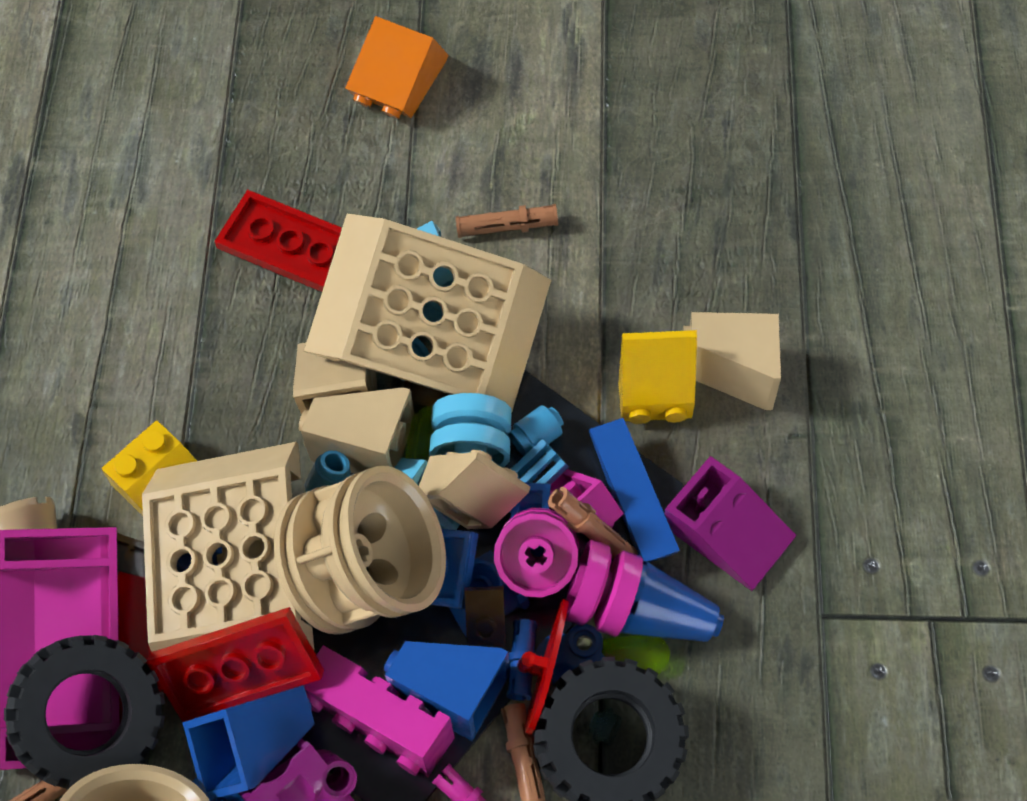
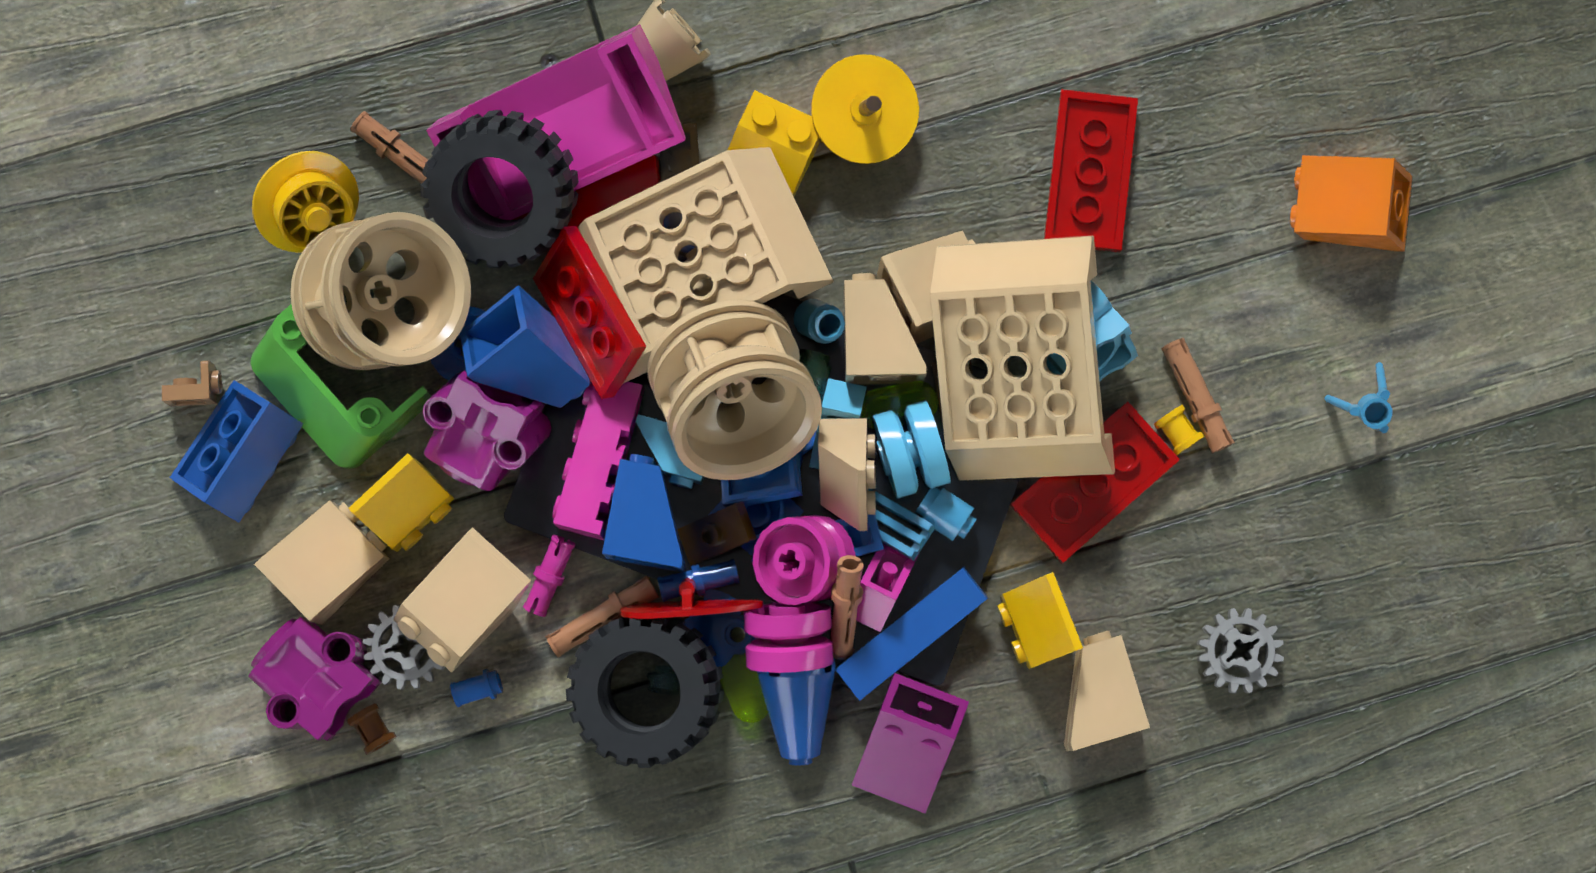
camera: 70 degrees right, 20 degrees up
(160, 386) = (865, 109): none -> yellow piece
(390, 635) = (662, 447): none -> medium azure slope
(530, 241) = (1178, 430): none -> yellow bush
(566, 335) = (1075, 508): none -> red plate
(567, 90) = (1371, 408): none -> dark azure plant
(731, 247) = (1251, 665): none -> light grey gear

